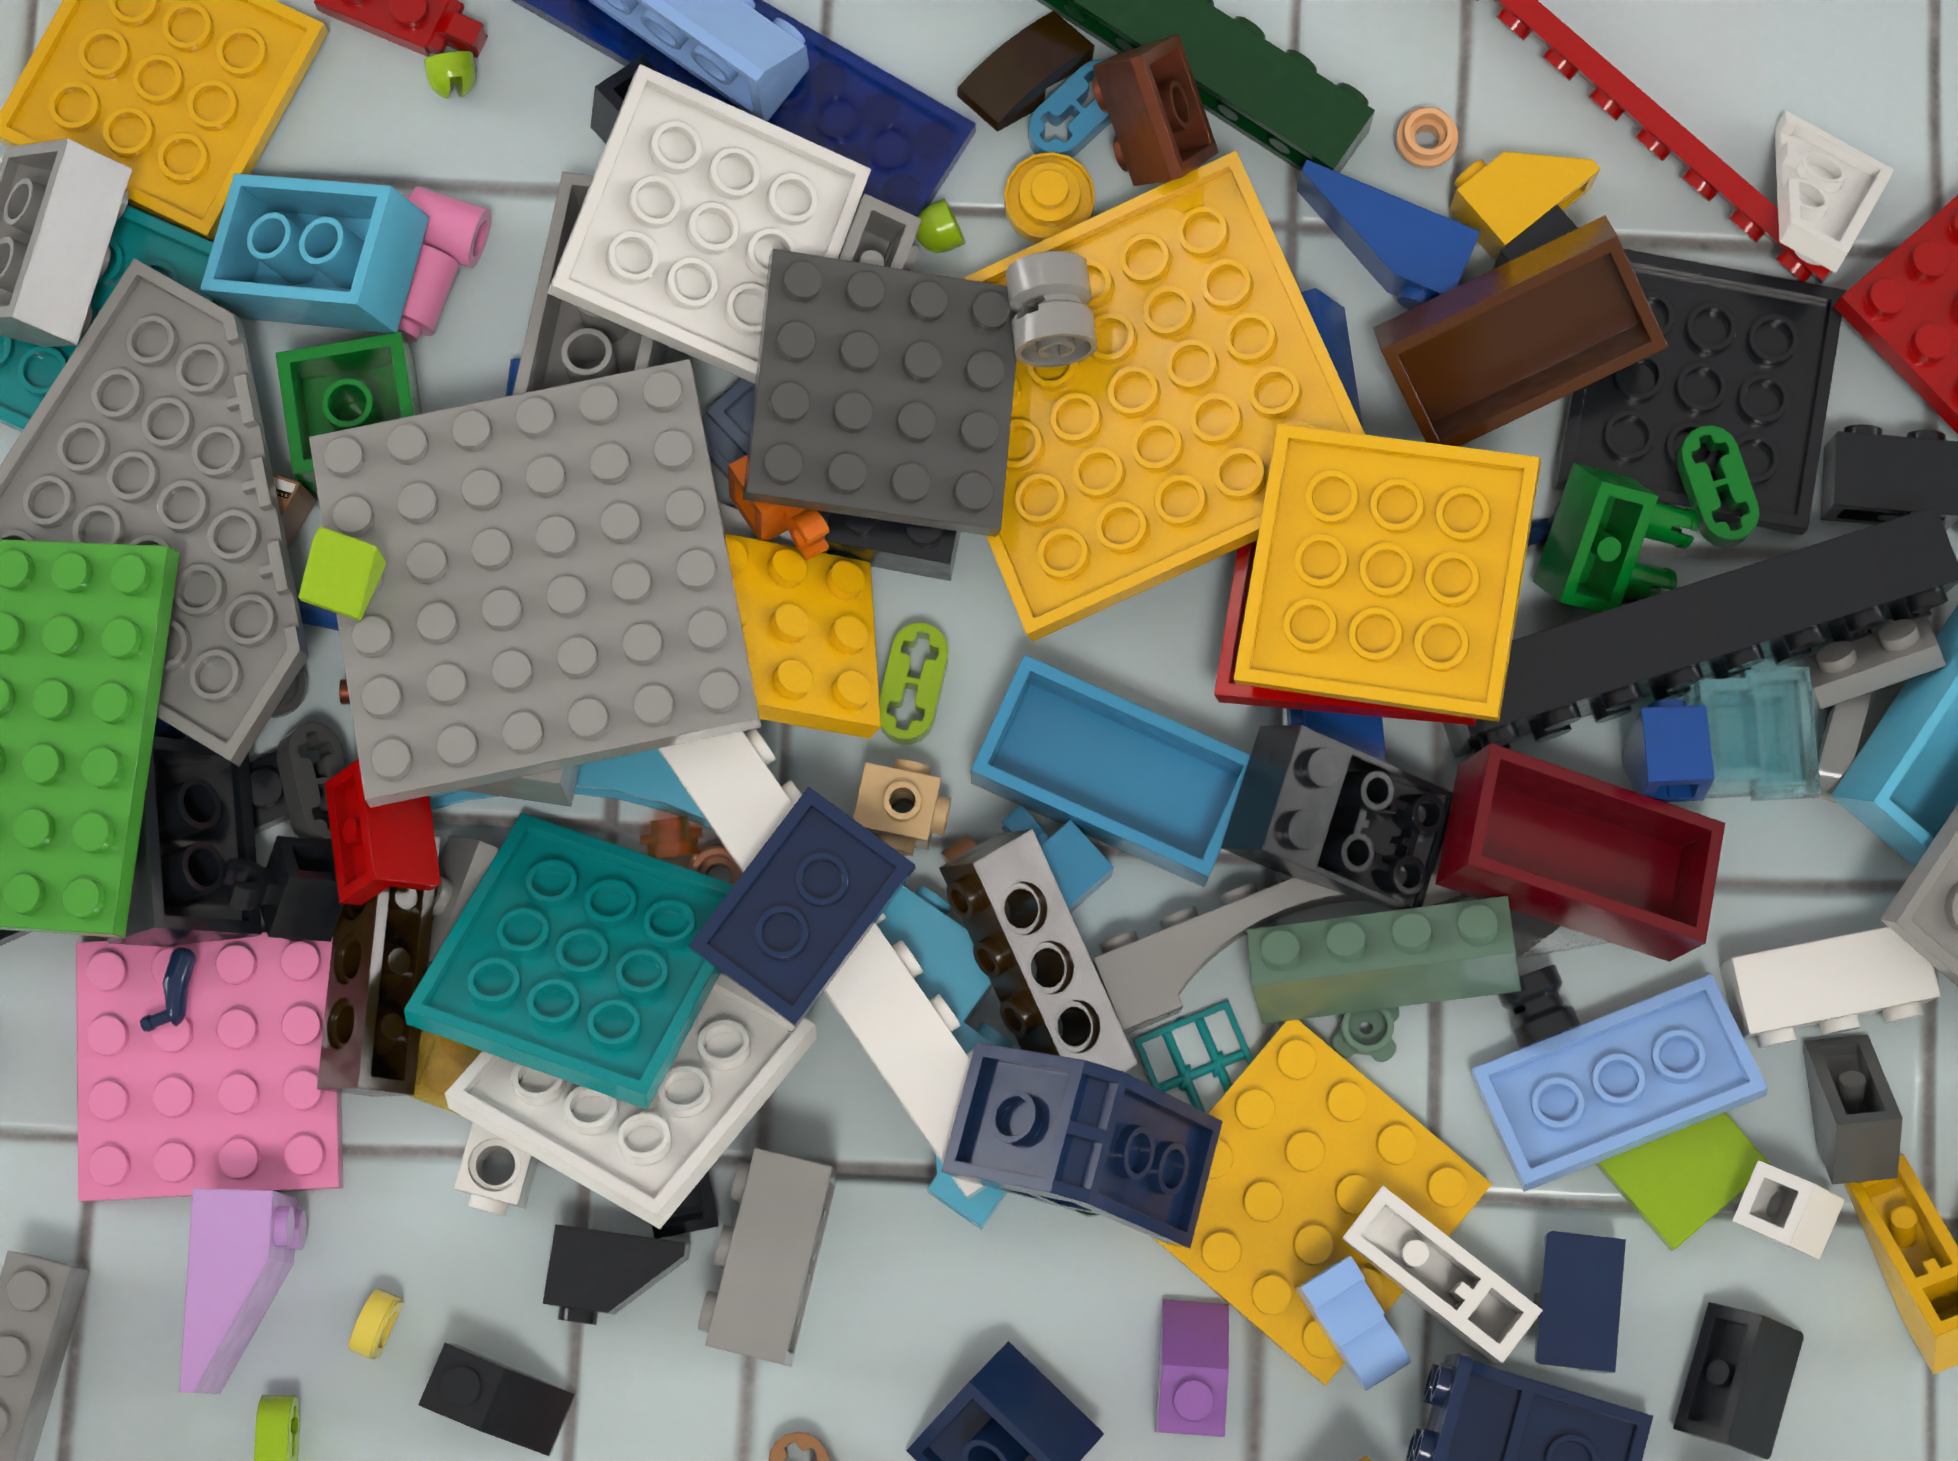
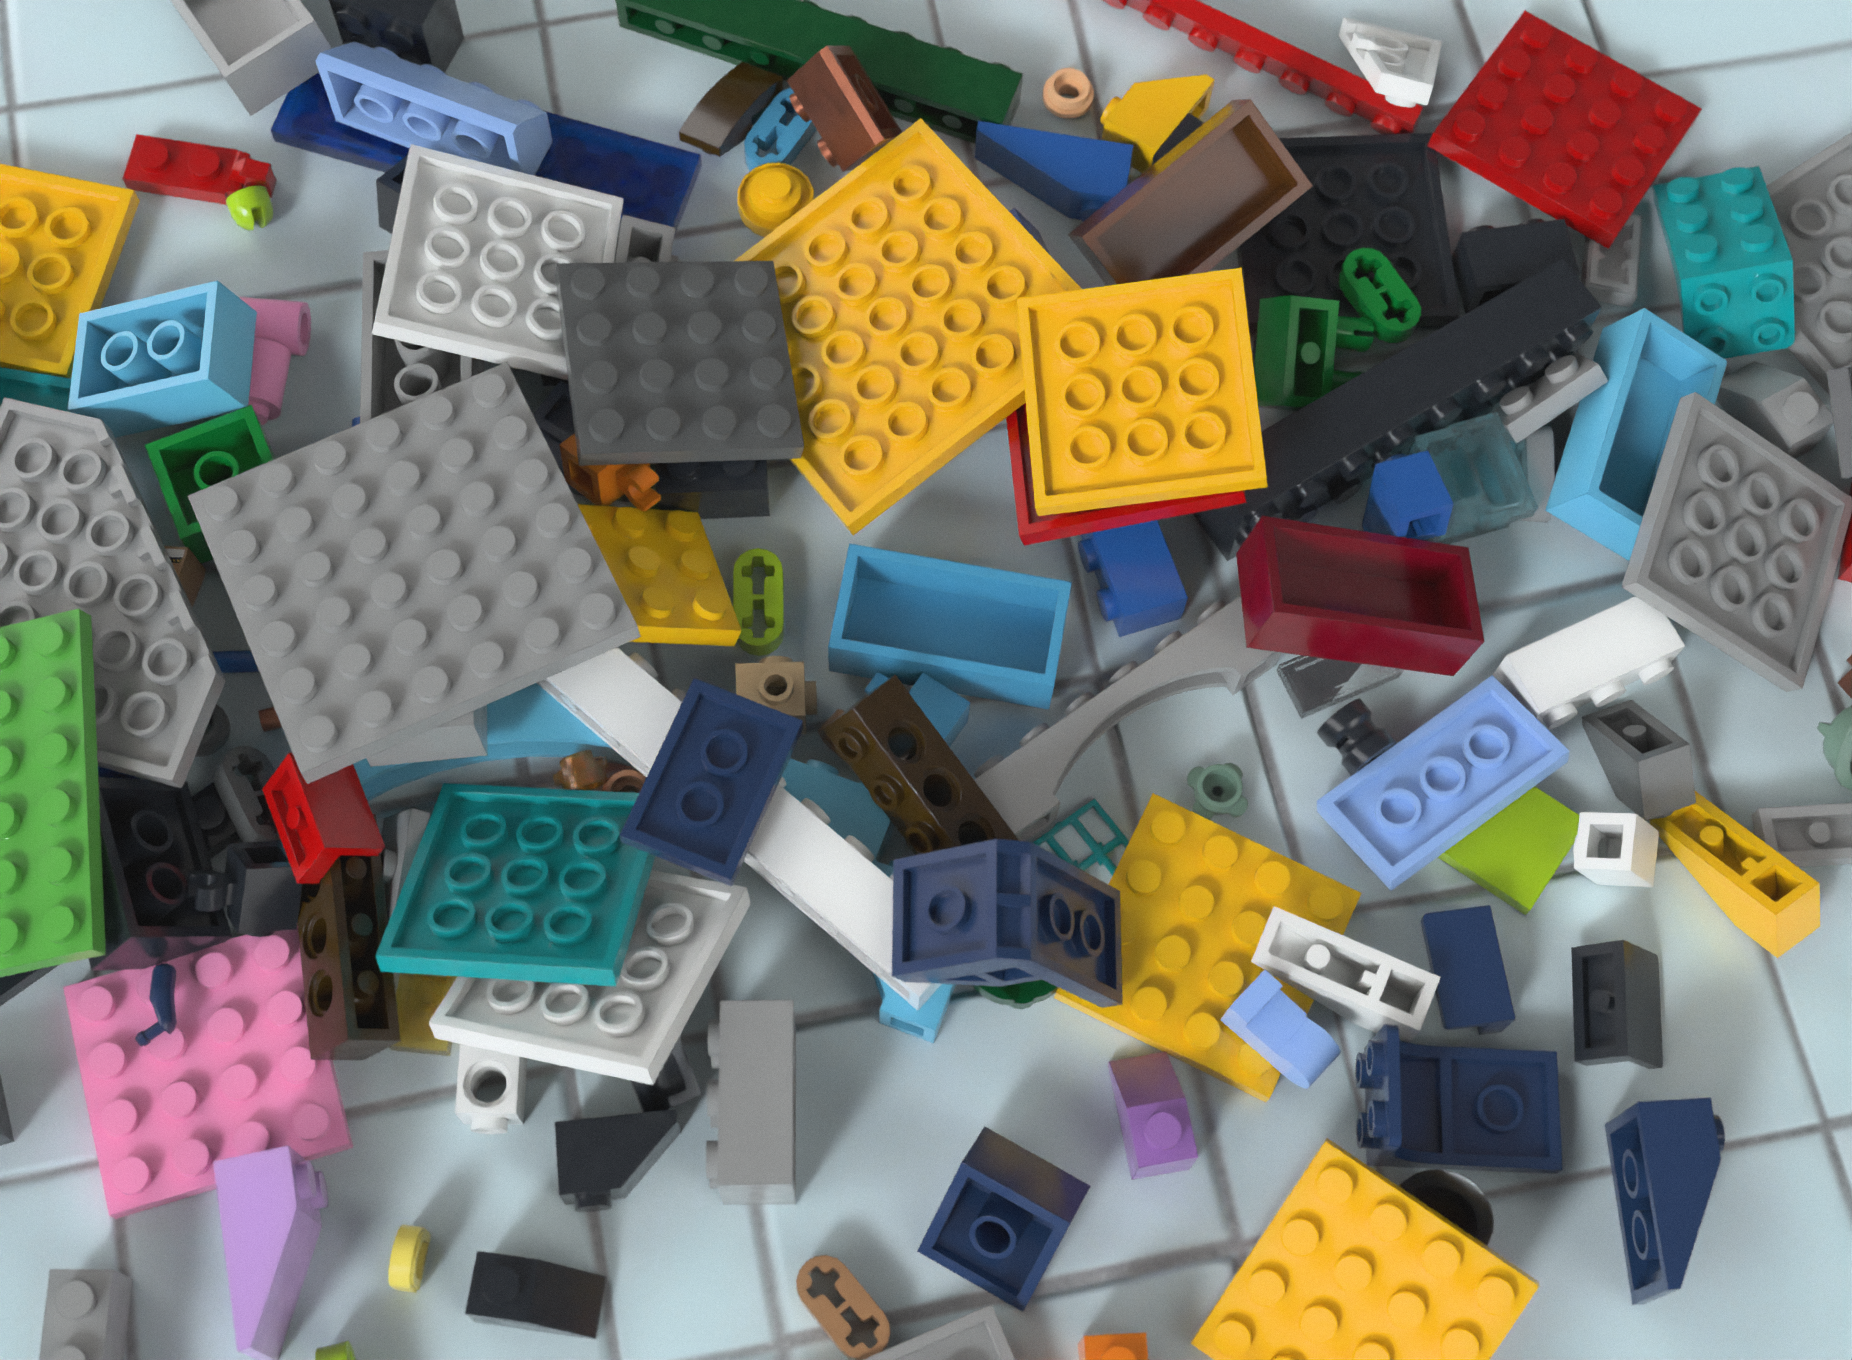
camera: 20 degrees left, 10 degrees down
(341, 573) = (239, 588): lime slope -> none
(939, 228) = (691, 242): lime hinge -> none
(1051, 309) = (802, 265): light grey wheel -> none
(1338, 818) = (1148, 613): black slope -> none
(1383, 960) = (1220, 723): sand green brick -> none

